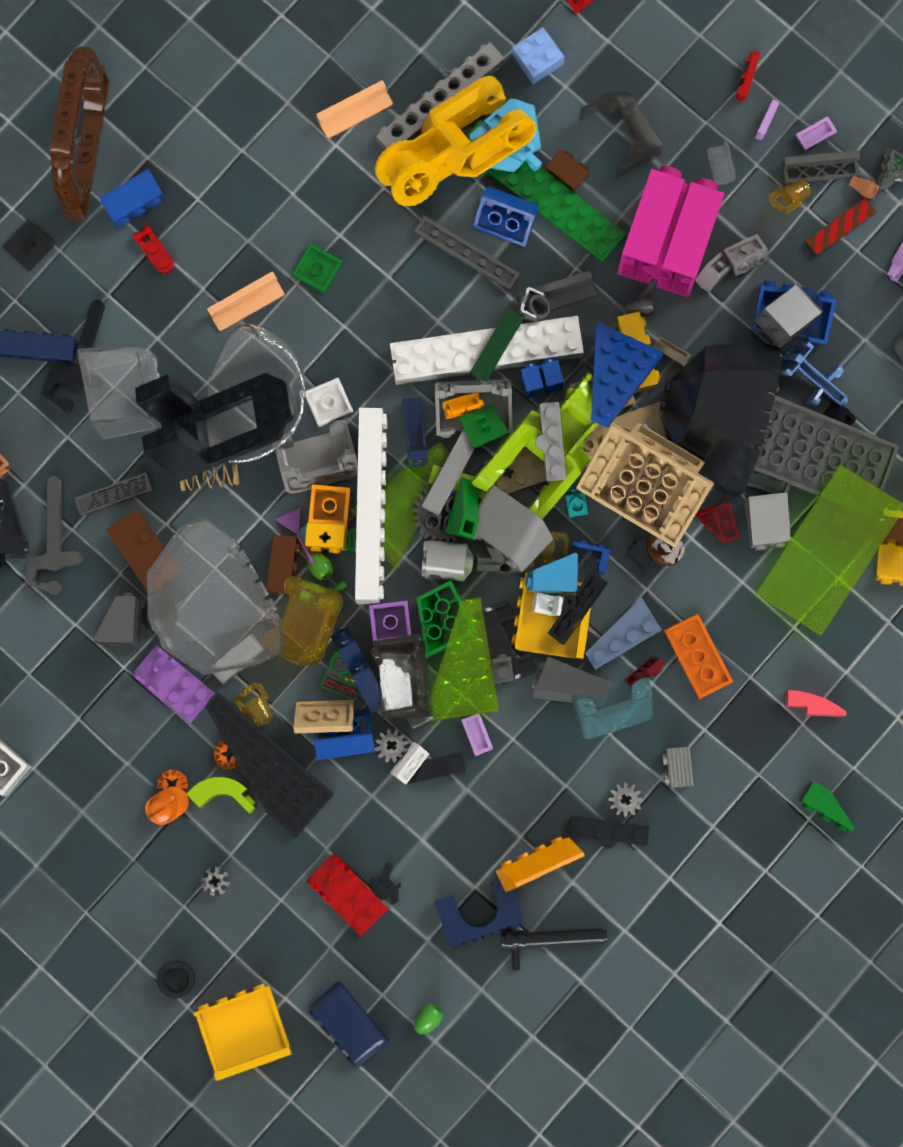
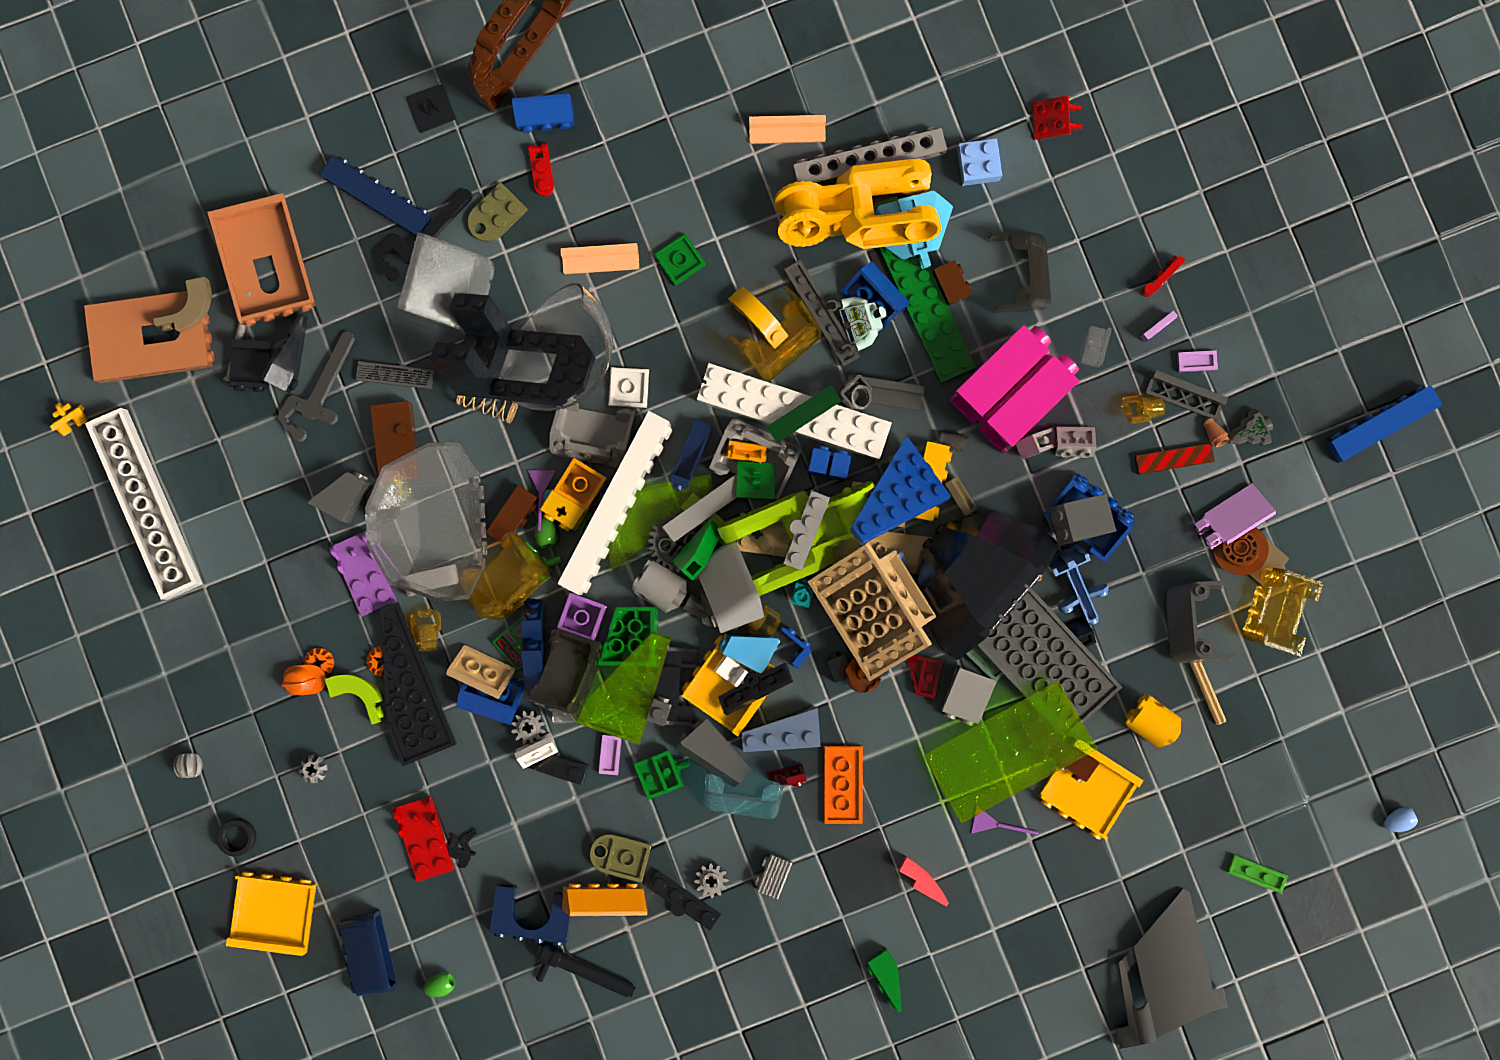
camera: 30 degrees right, 5 degrees up
(99, 936) = (187, 765): none -> light grey piece
(133, 307) = (497, 212): none -> olive plate
(413, 280) = (759, 316): none -> yellow arch
(447, 293) = (801, 332): none -> clear yellow windscreen
(505, 242) = (861, 322): none -> light aqua torso
(531, 728) = (660, 774): none -> green plate
(535, 819) = (623, 856): none -> olive plate
(840, 626) = (984, 822): none -> medium lavender piece

